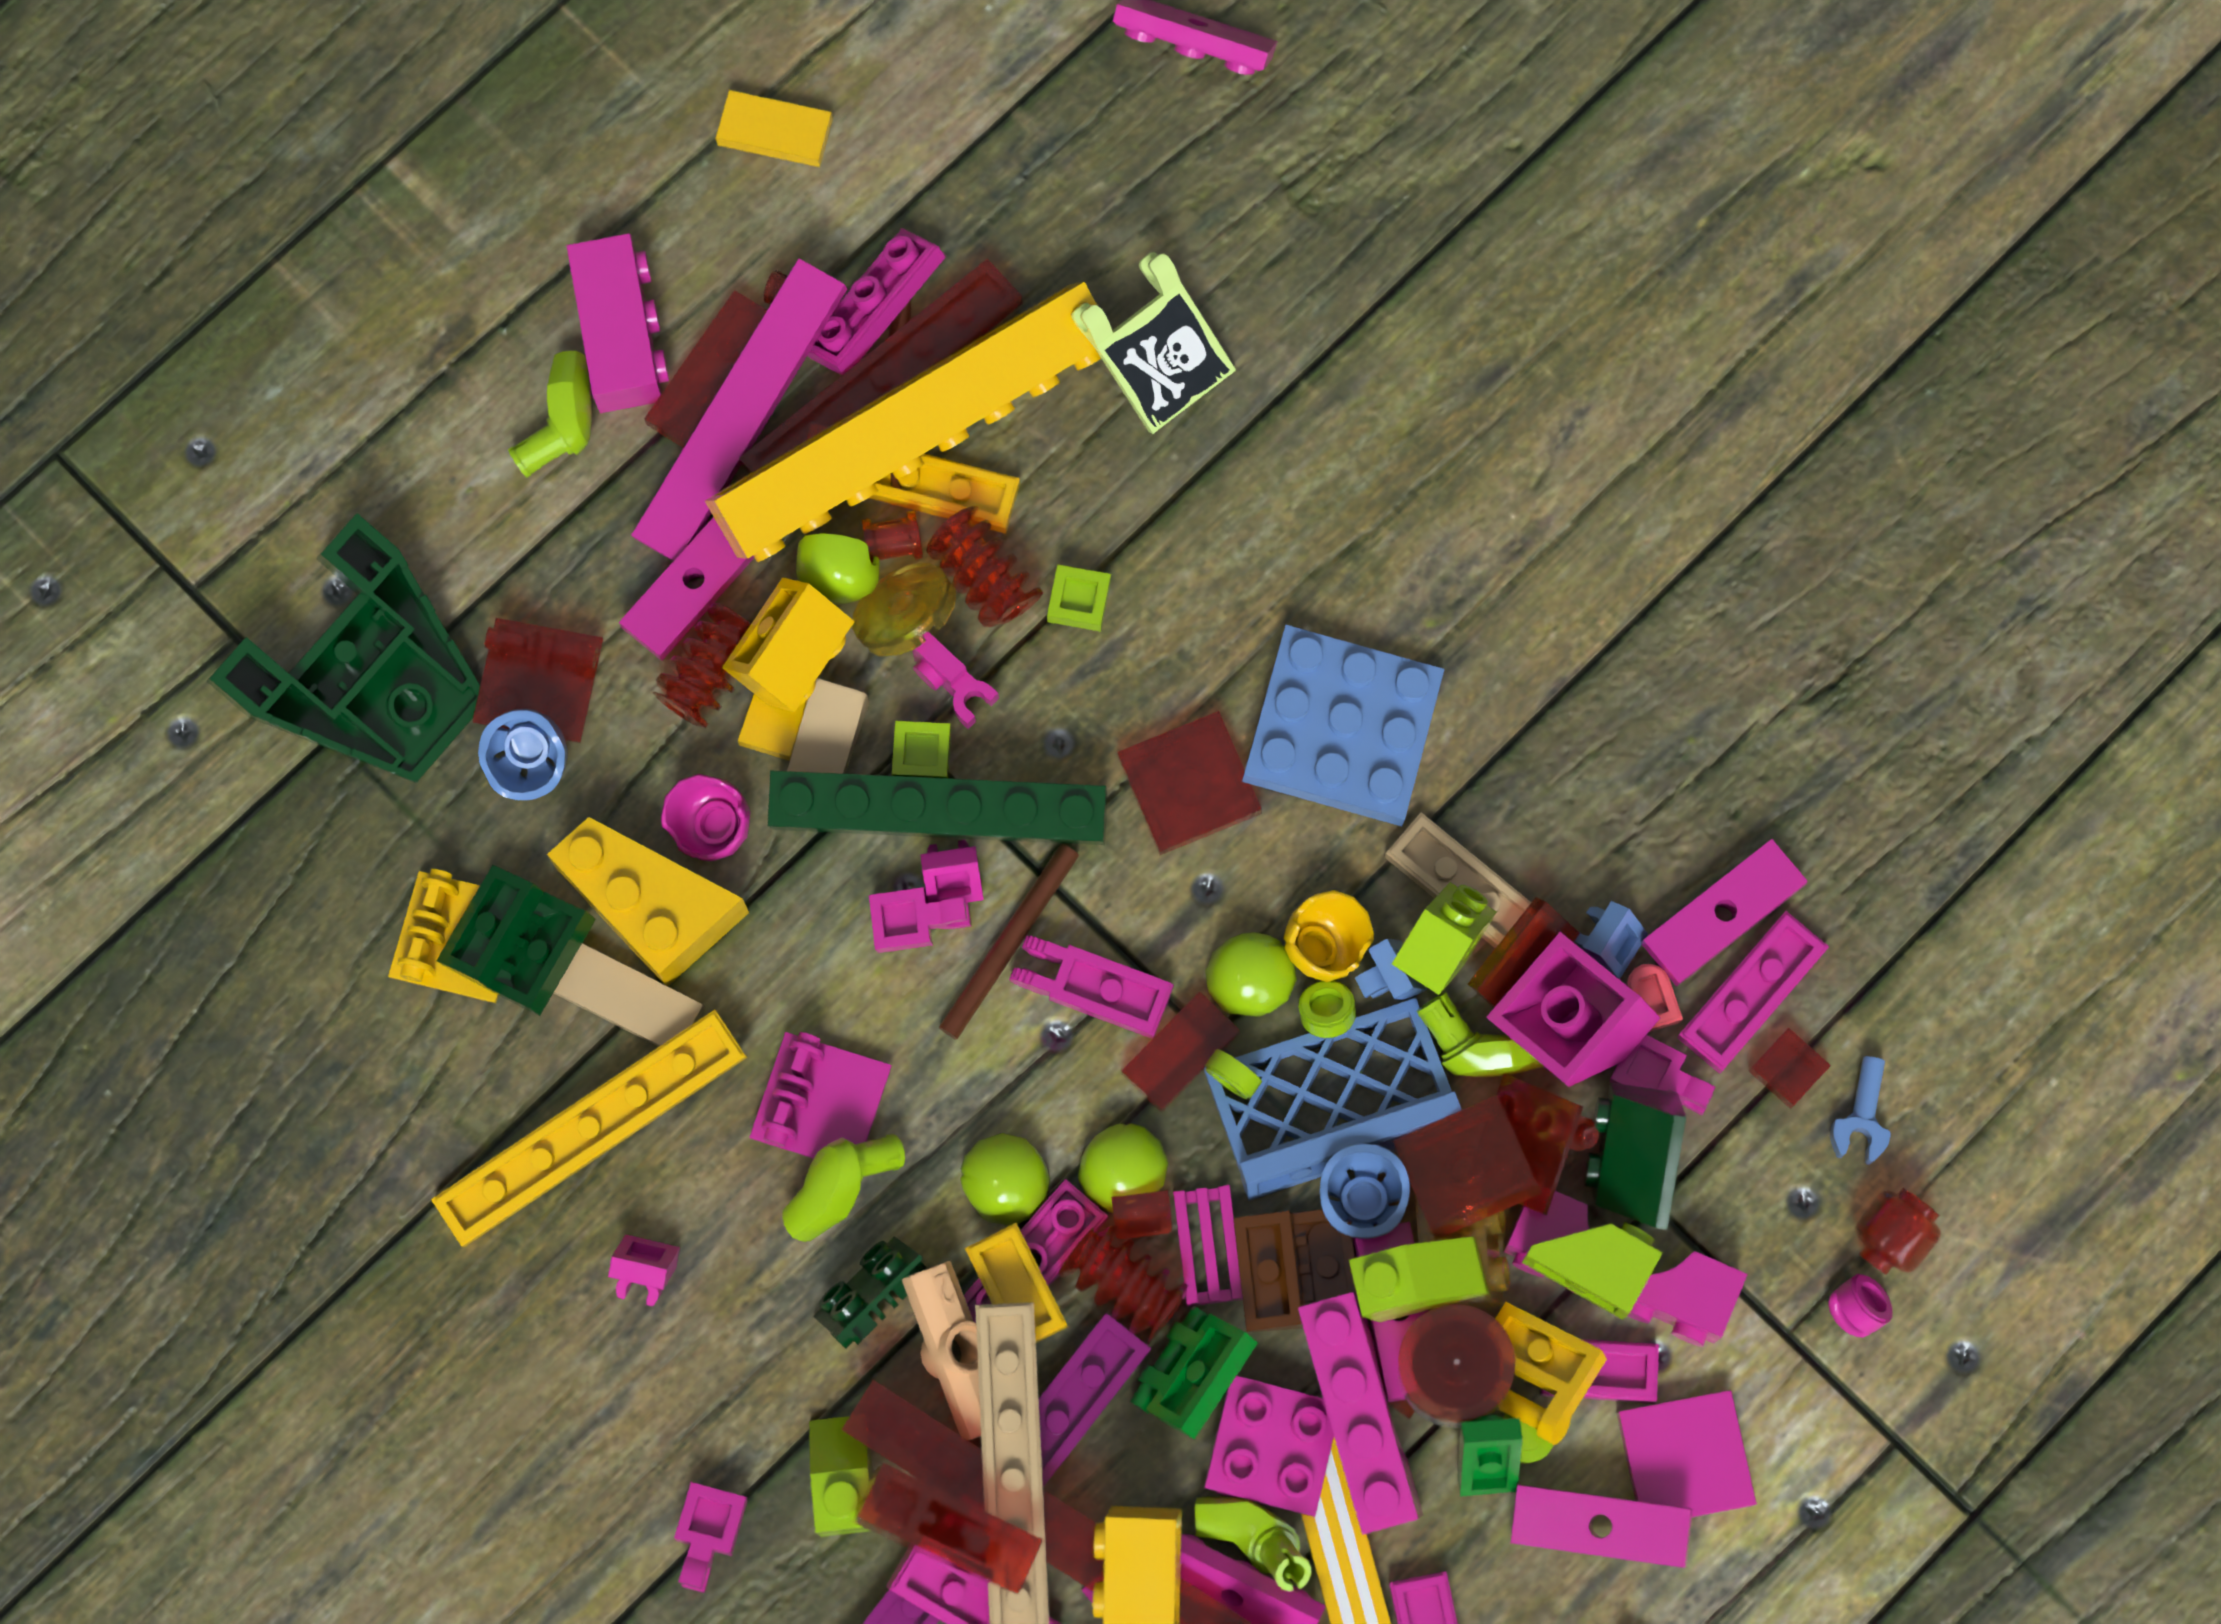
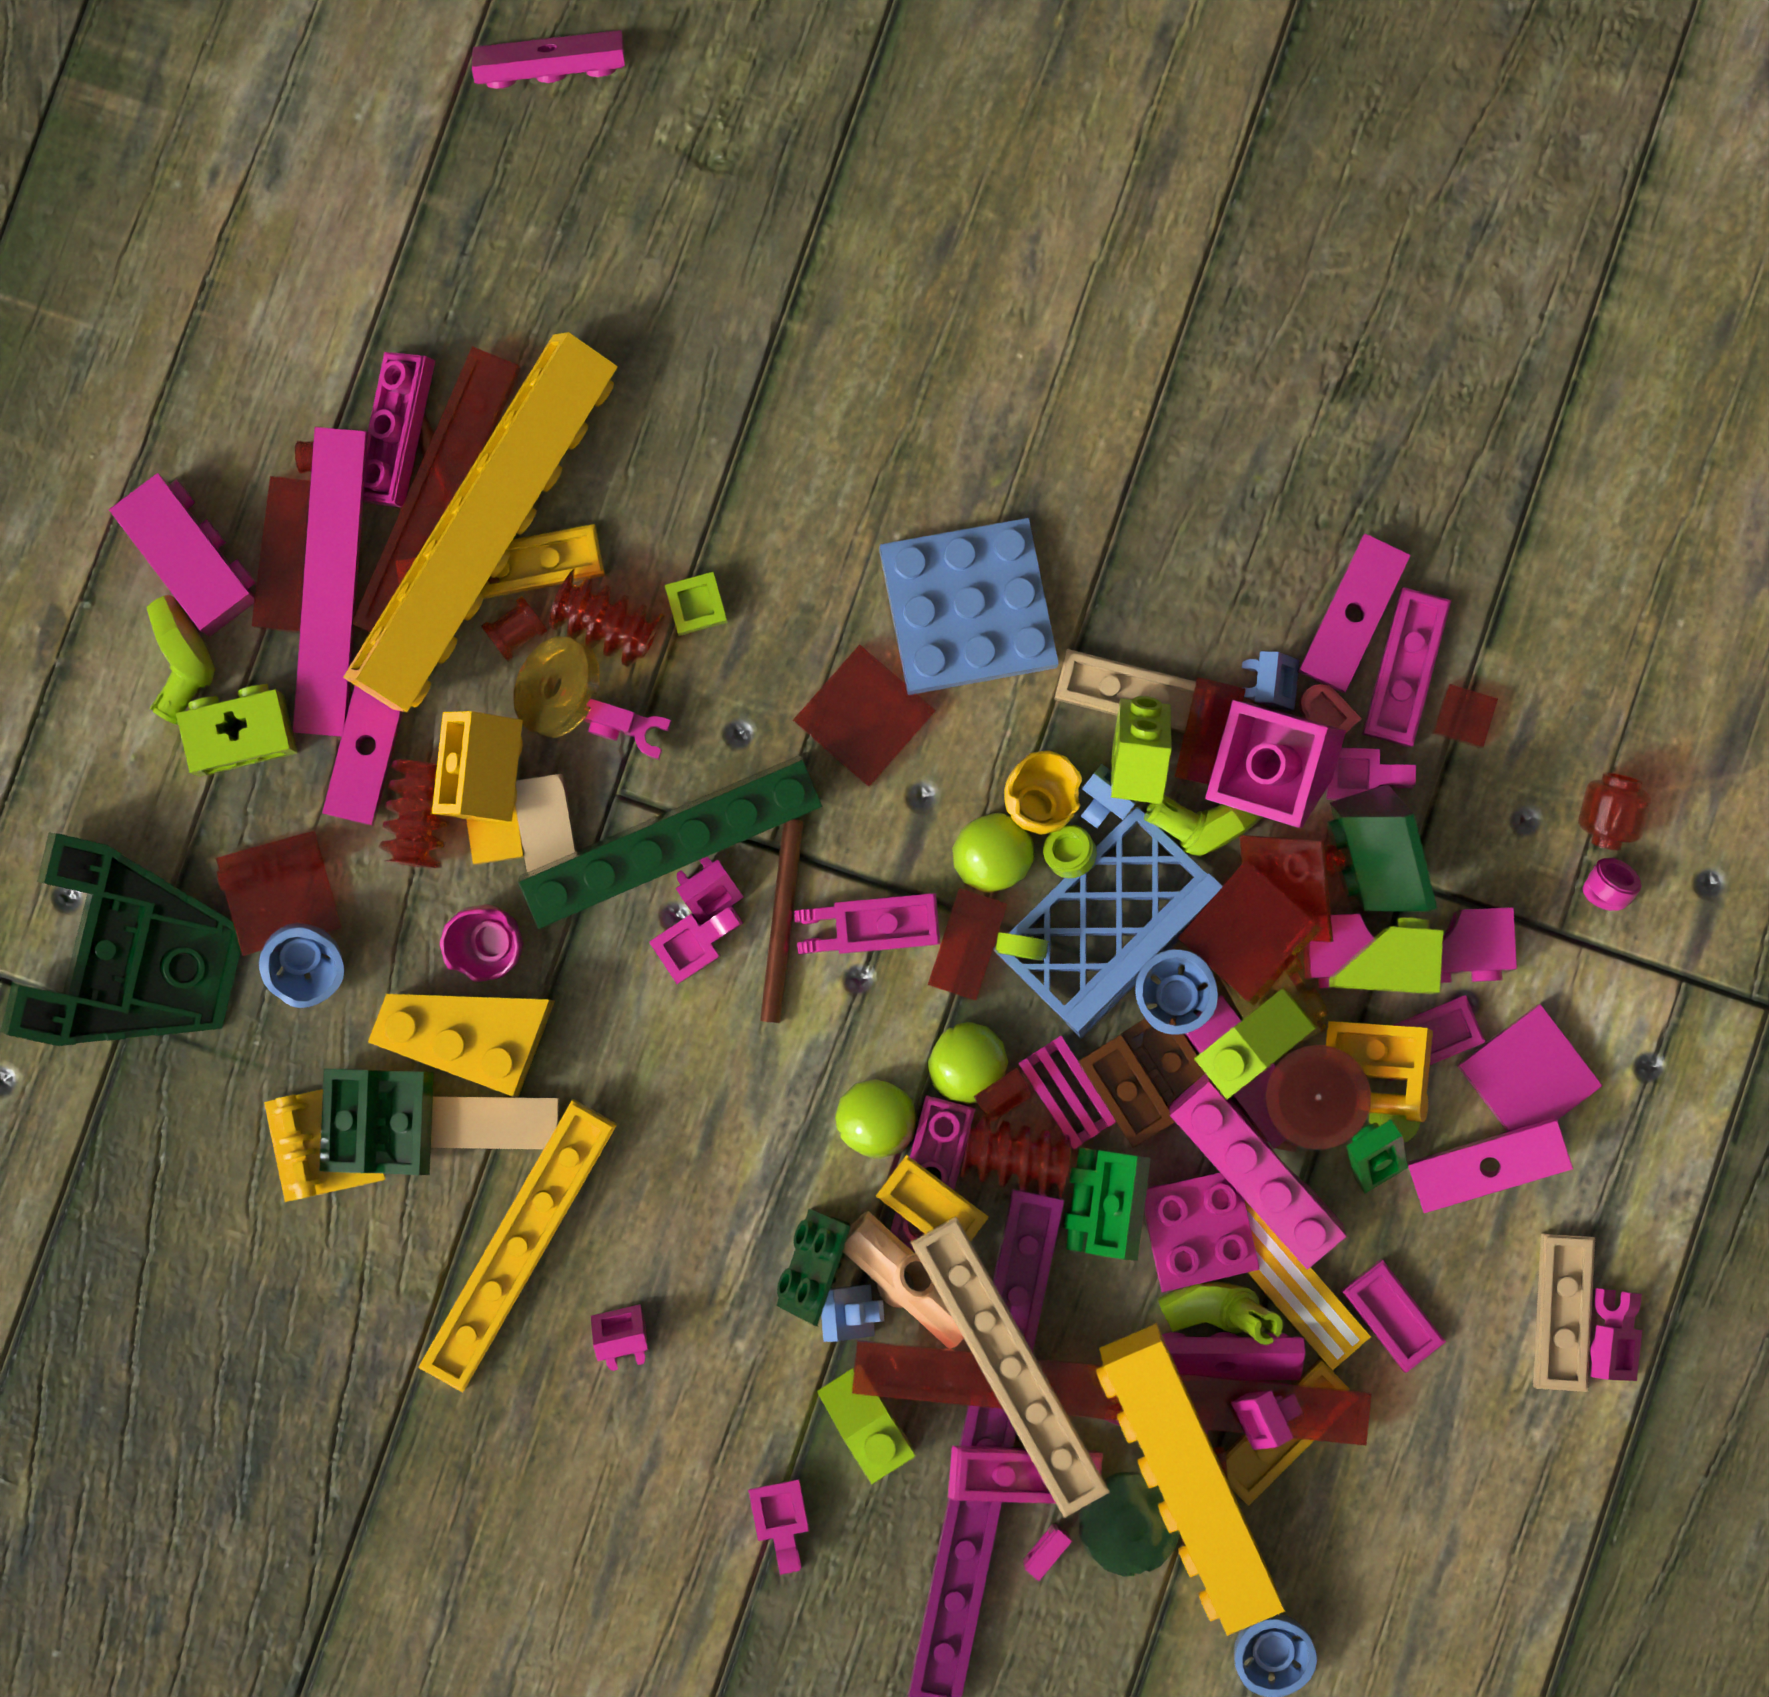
camera: 30 degrees left, 10 degrees up
(595, 528) = (264, 739): none -> lime brick
(774, 128) = (229, 315): yellow tile -> none
(818, 1096) = (694, 1129): dark pink hinge -> none
(836, 1182) = (742, 1191): lime arm -> none
(837, 567) = (482, 680): lime hair -> none
(880, 1354) = (850, 1313): none -> medium blue tile
(921, 749) = (630, 798): lime plate -> none
(946, 1529) = (979, 1435): clear red slope -> none
(1162, 352) = (662, 358): flag -> none
(1863, 1114) = (1542, 726): medium blue bar -> none

